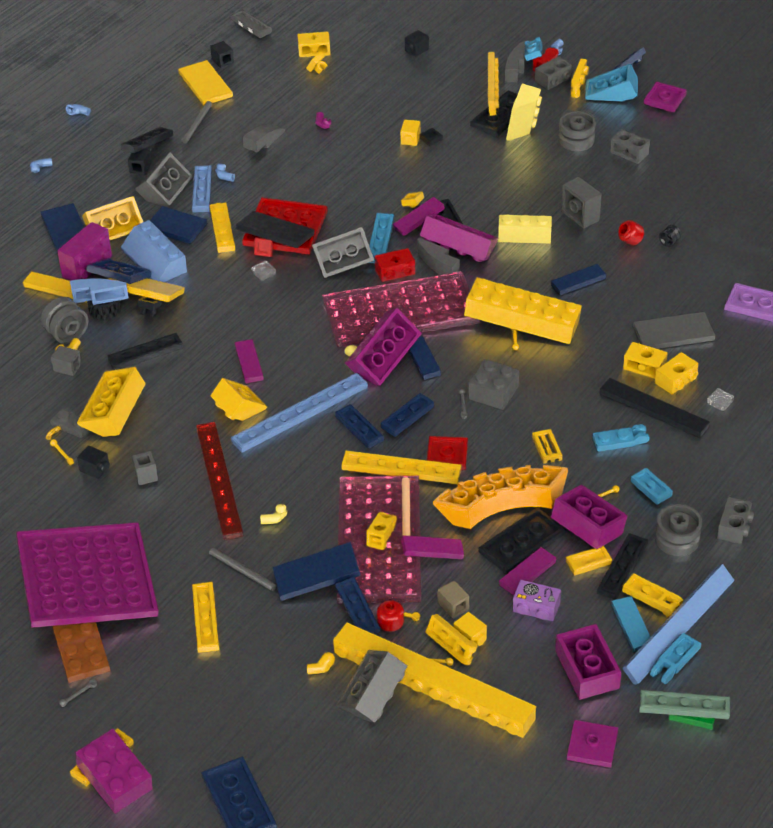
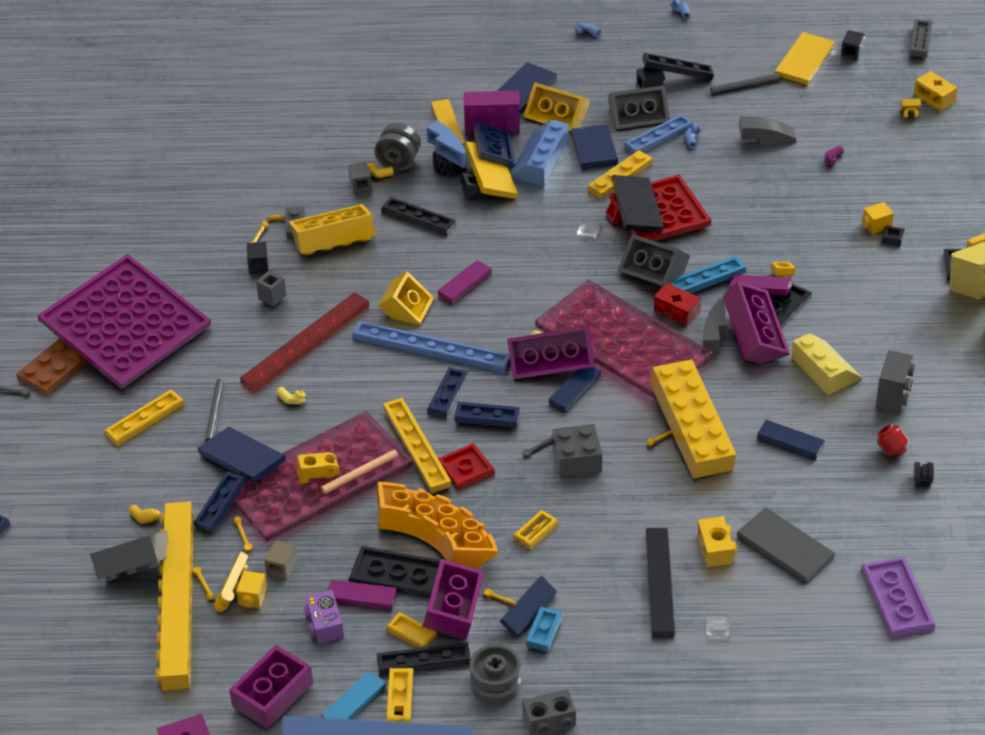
camera: 55 degrees right, 0 degrees up
(390, 616) = (225, 527): red head -> none
(432, 547) = (330, 513): magenta tile -> none
(620, 438) = (592, 576): dark azure hinge -> none
(622, 484) = (528, 606): none -> dark blue tile
(676, 373) = (719, 573): yellow brick -> none

